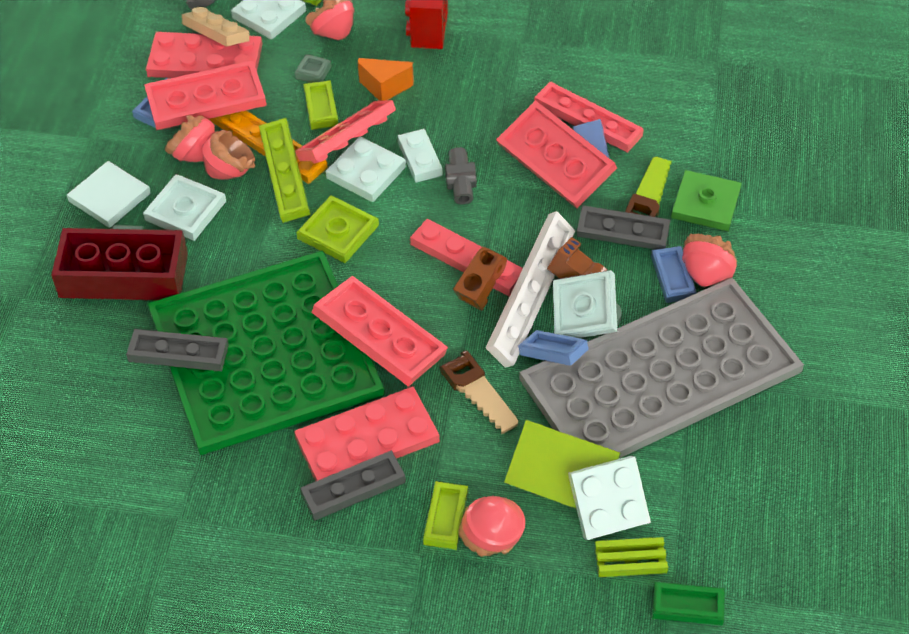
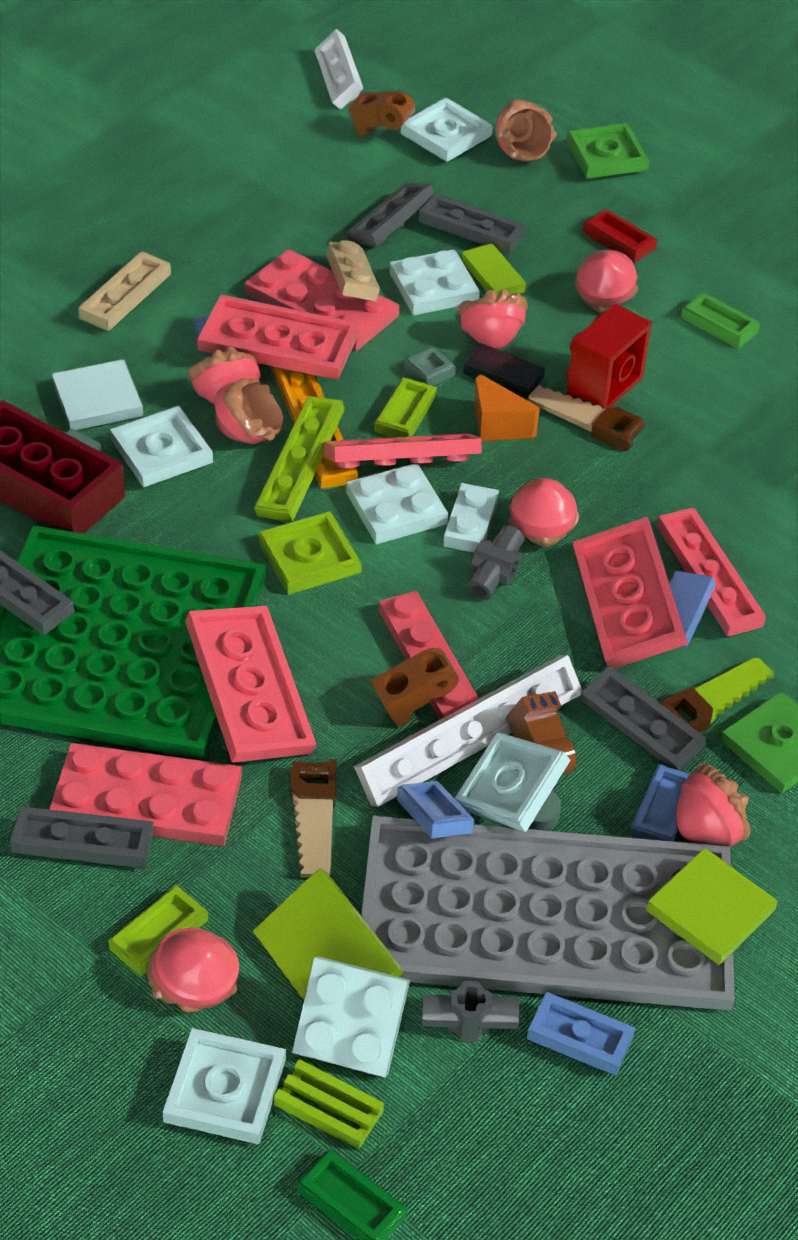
camera: 30 degrees right, 5 degrees down
(67, 113) = (124, 291): none -> tan plate
(368, 47) = (504, 369): none -> black tile
(439, 54) = (592, 418): none -> piece
(464, 128) = (543, 511): none -> coral hair
(566, 582) = (224, 1086): none -> light aqua plate
(668, 455) = (470, 1011): none -> dark grey axle
(736, 432) = (581, 1033): none -> medium blue plate
(752, 317) = (711, 906): none -> lime tile

